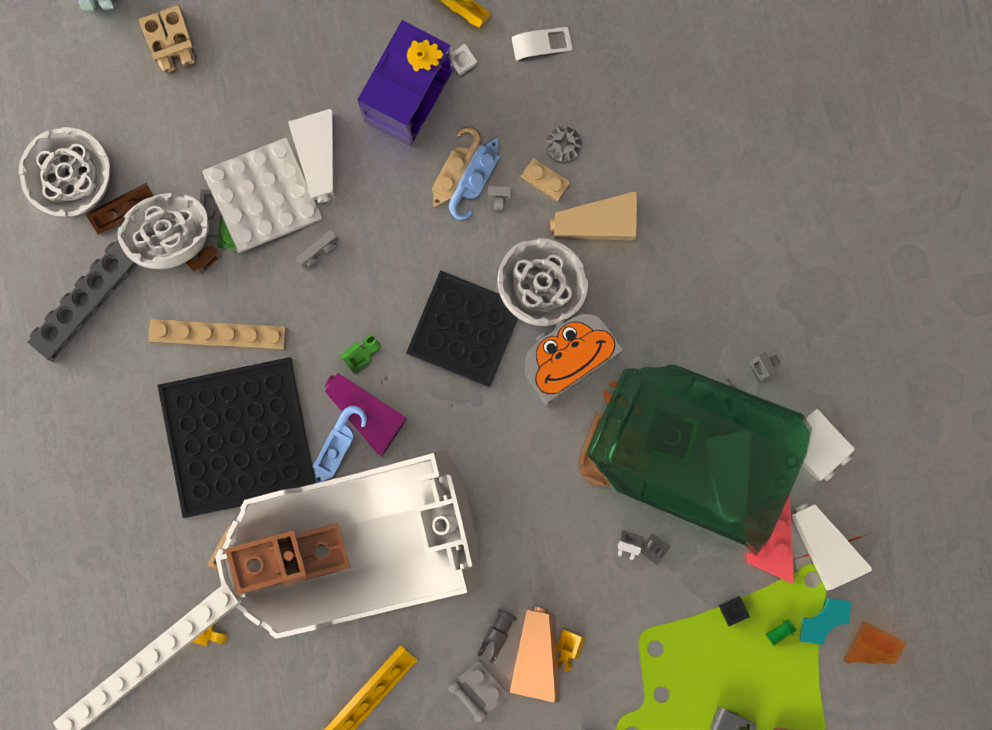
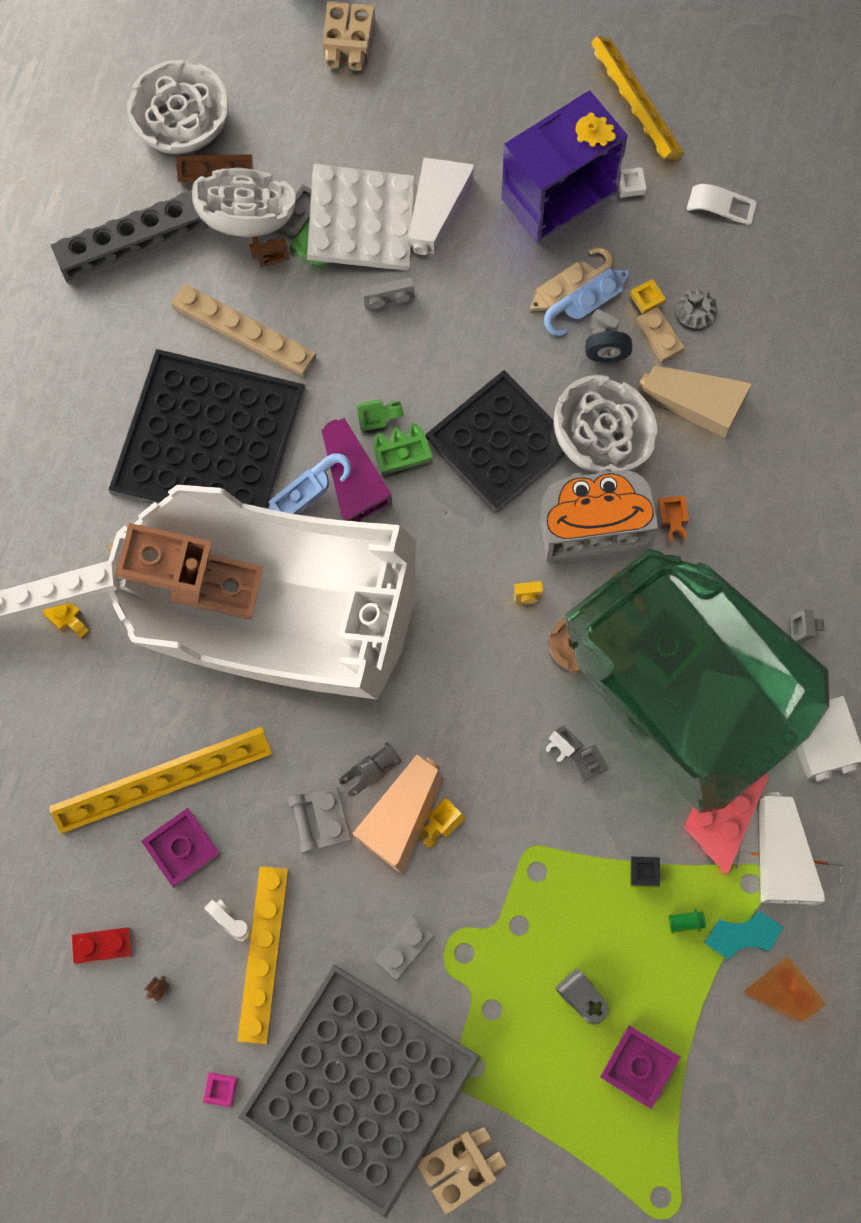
camera: 25 degrees right, 10 degrees down
(394, 375) = (402, 452): none -> bright green plate
(512, 213) = (608, 346): none -> black bush
(521, 153) = (647, 296): none -> yellow plate
(547, 441) = (528, 592): none -> yellow plate
(625, 324) = (674, 514): none -> orange plate

